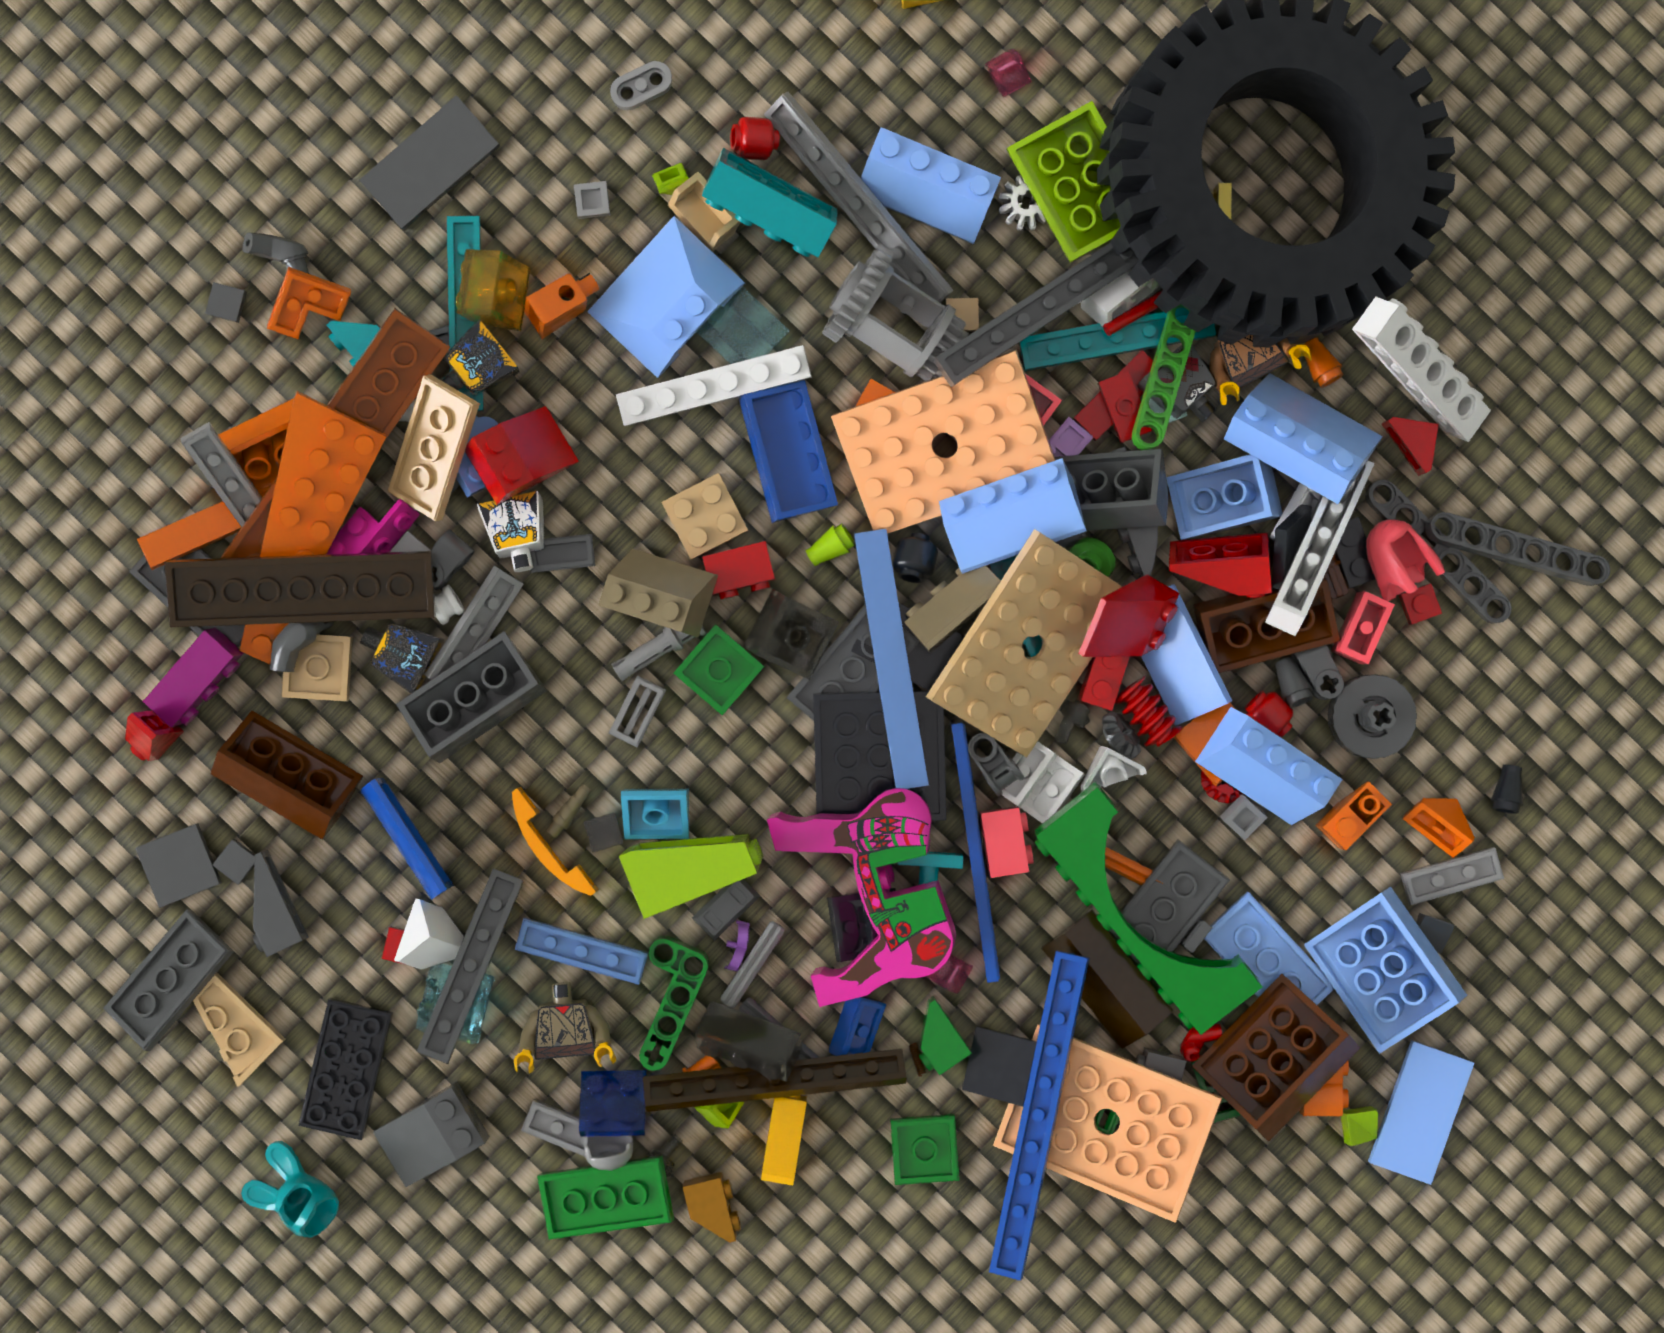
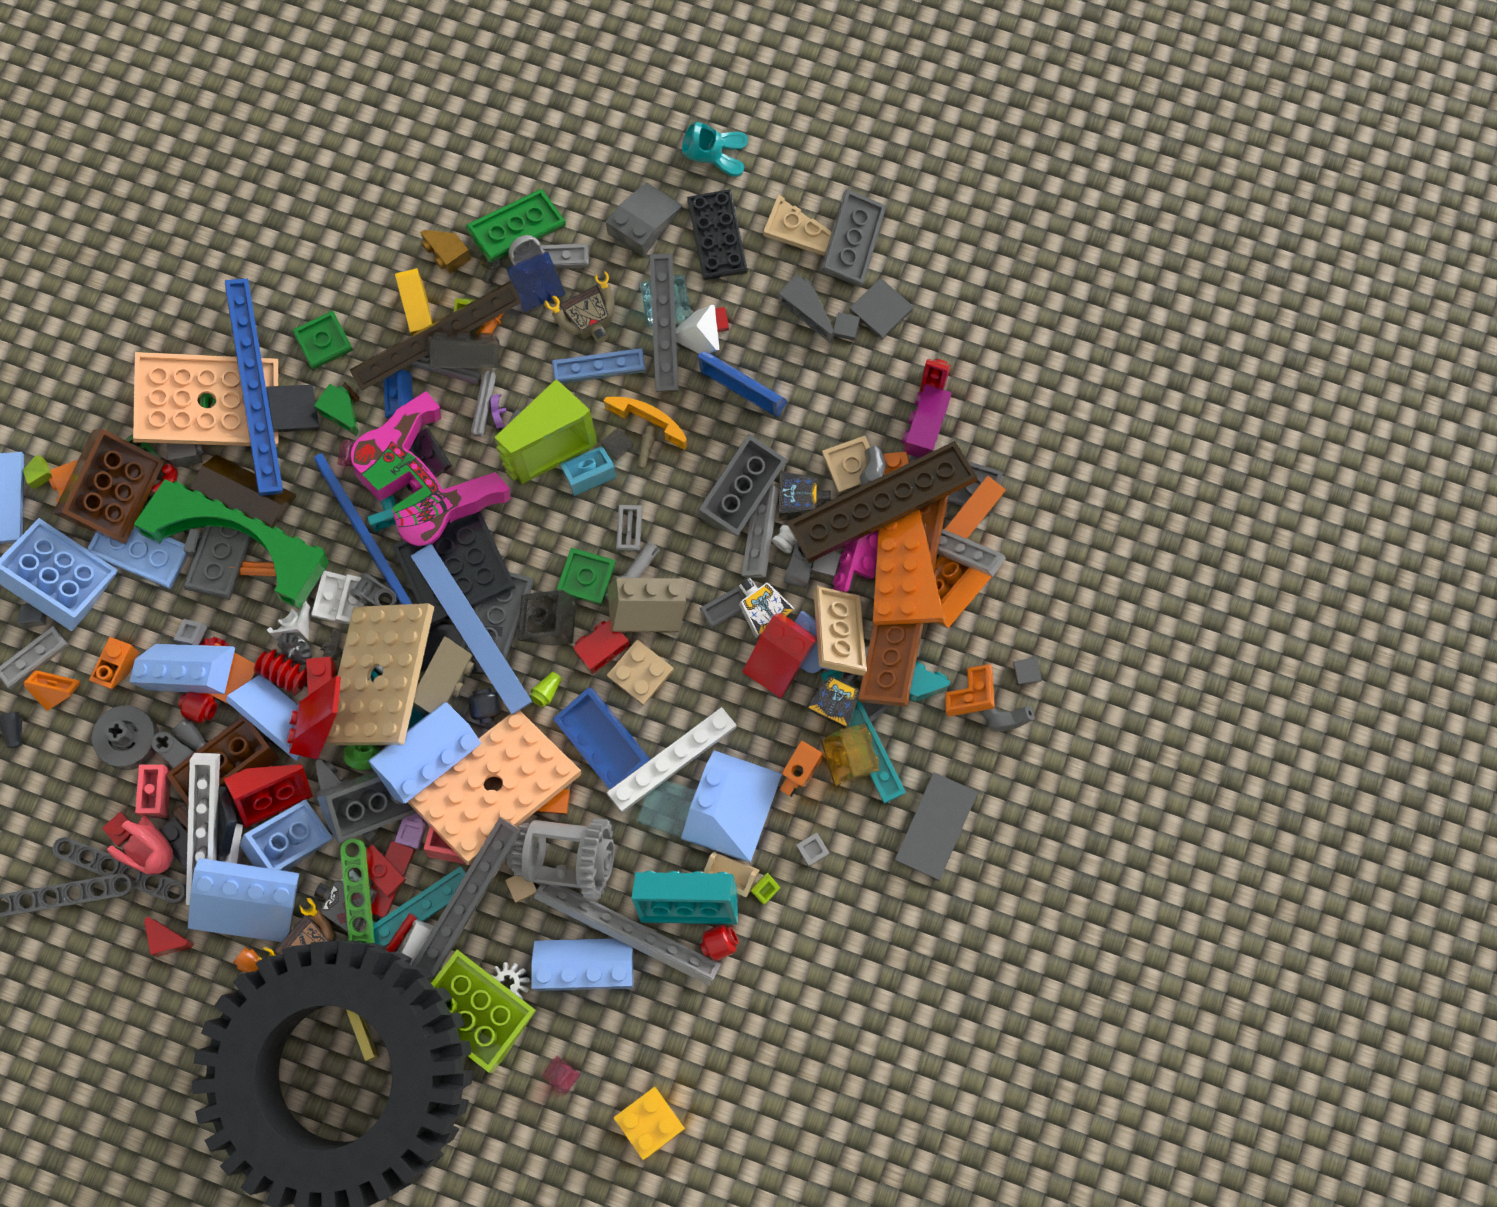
camera: 150 degrees right, 15 degrees down
(286, 774) = (838, 390): reddish brown slope -> none
(639, 82) = (814, 944): light grey plate -> none
(669, 1006) = (524, 354): green beam -> none
(1005, 841) = (347, 548): coral brick -> none
(1421, 367) = (173, 979): white brick -> none

